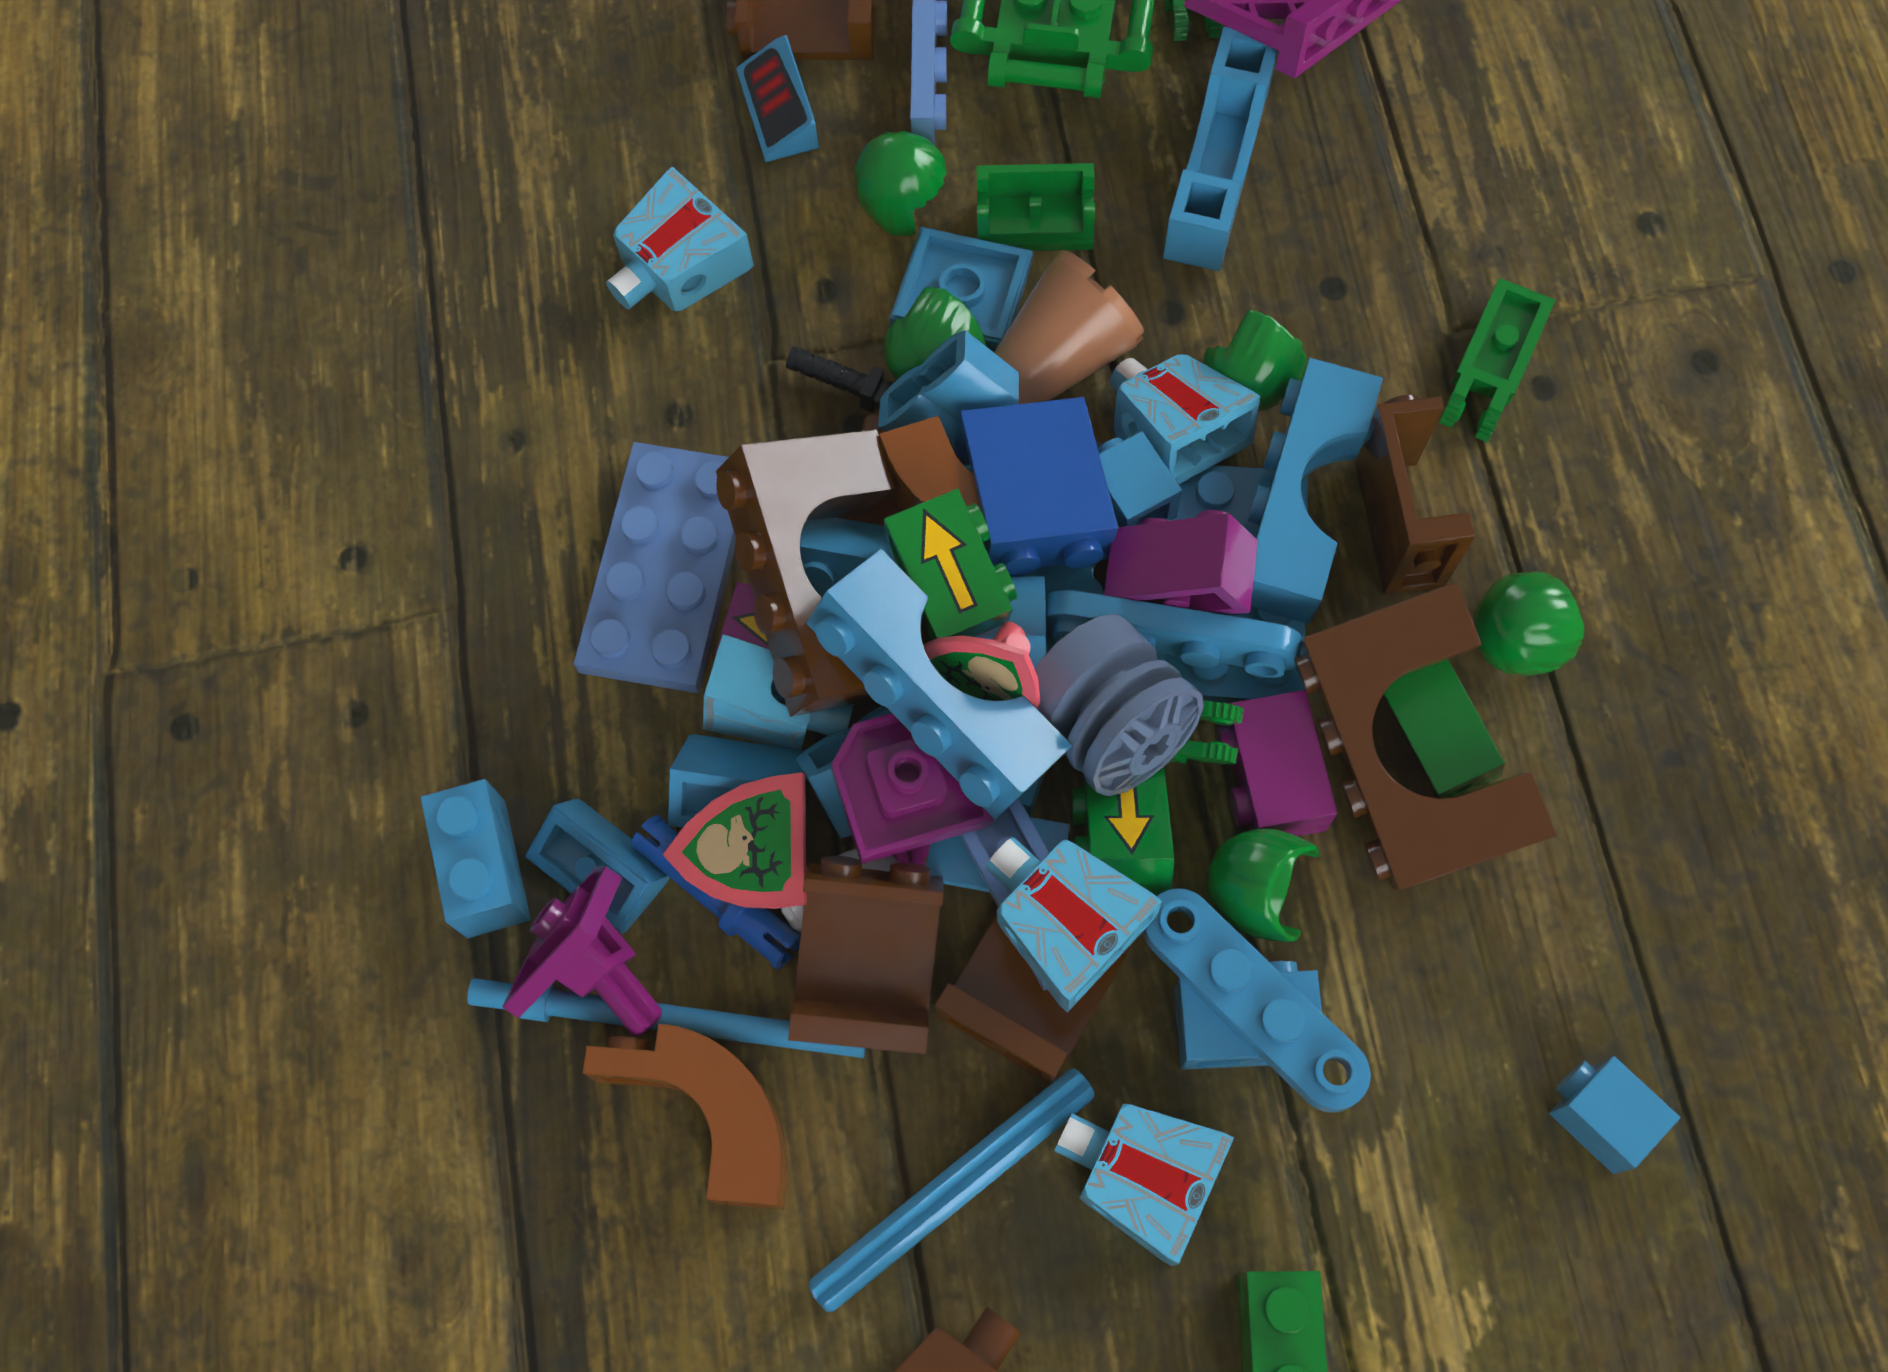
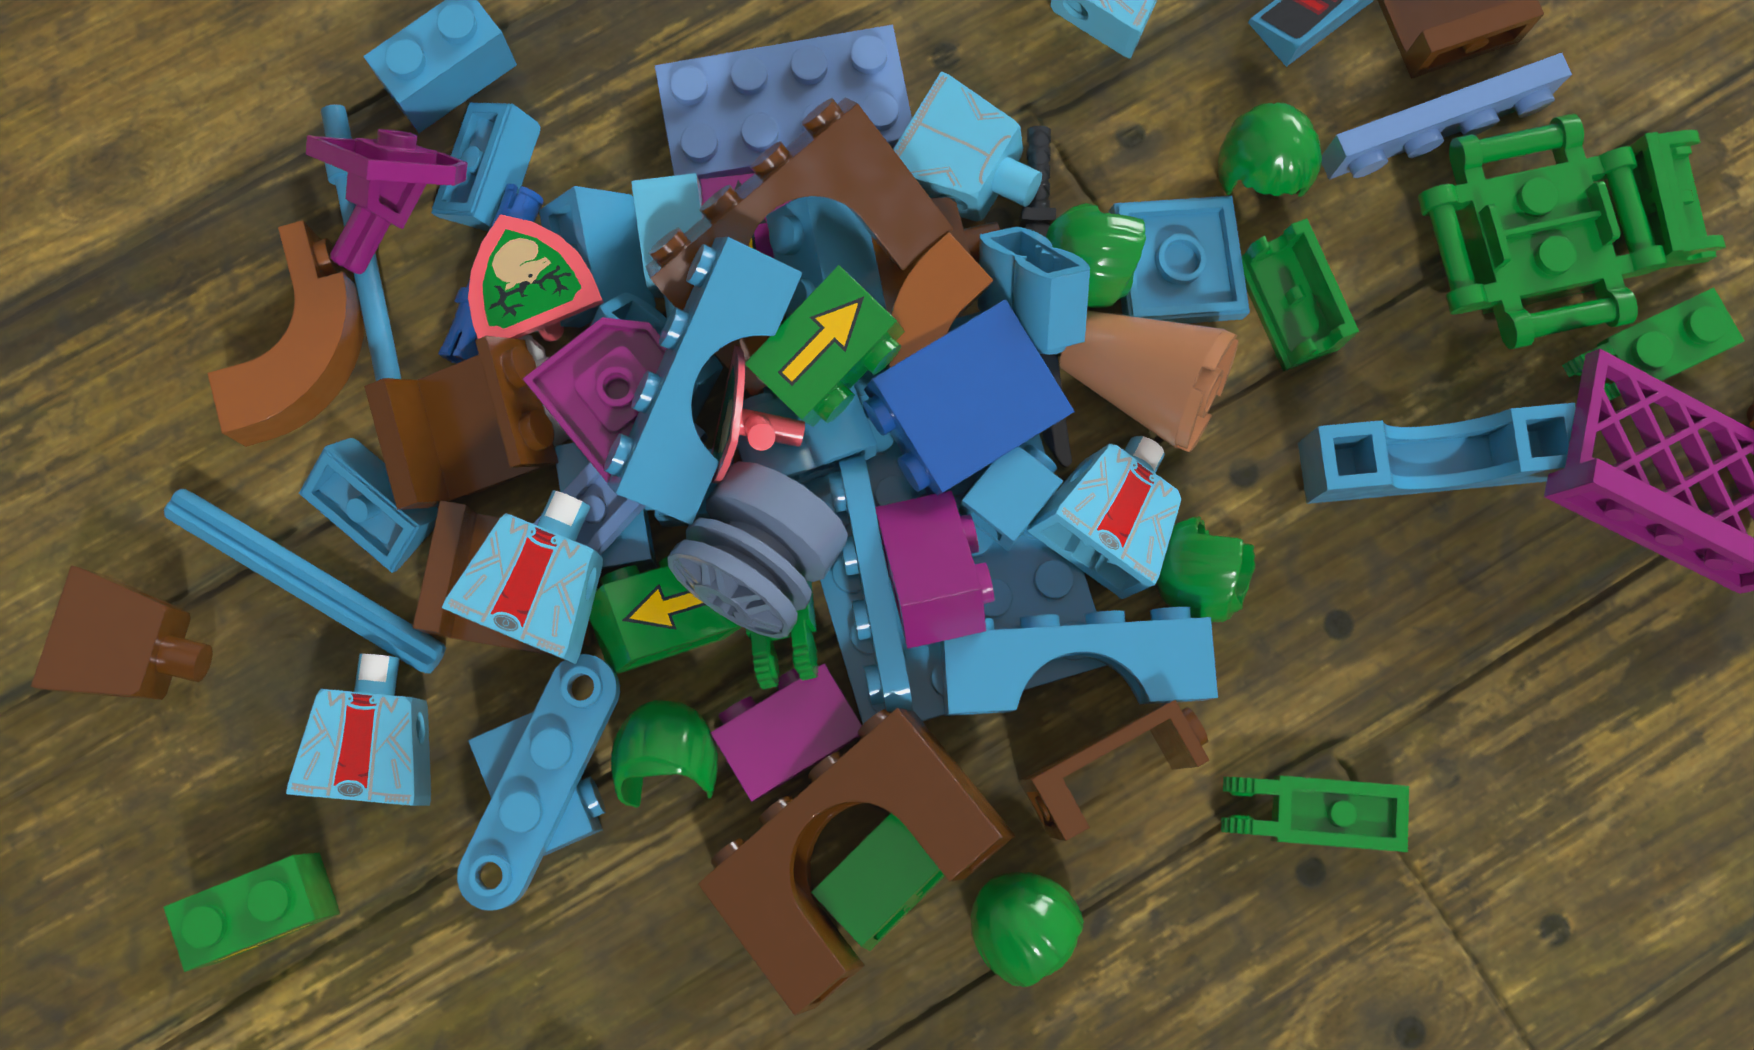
camera: 60 degrees right, 10 degrees up
(787, 404) = (966, 150): none -> medium azure torso
(897, 1098) = (356, 495): none -> dark azure slope

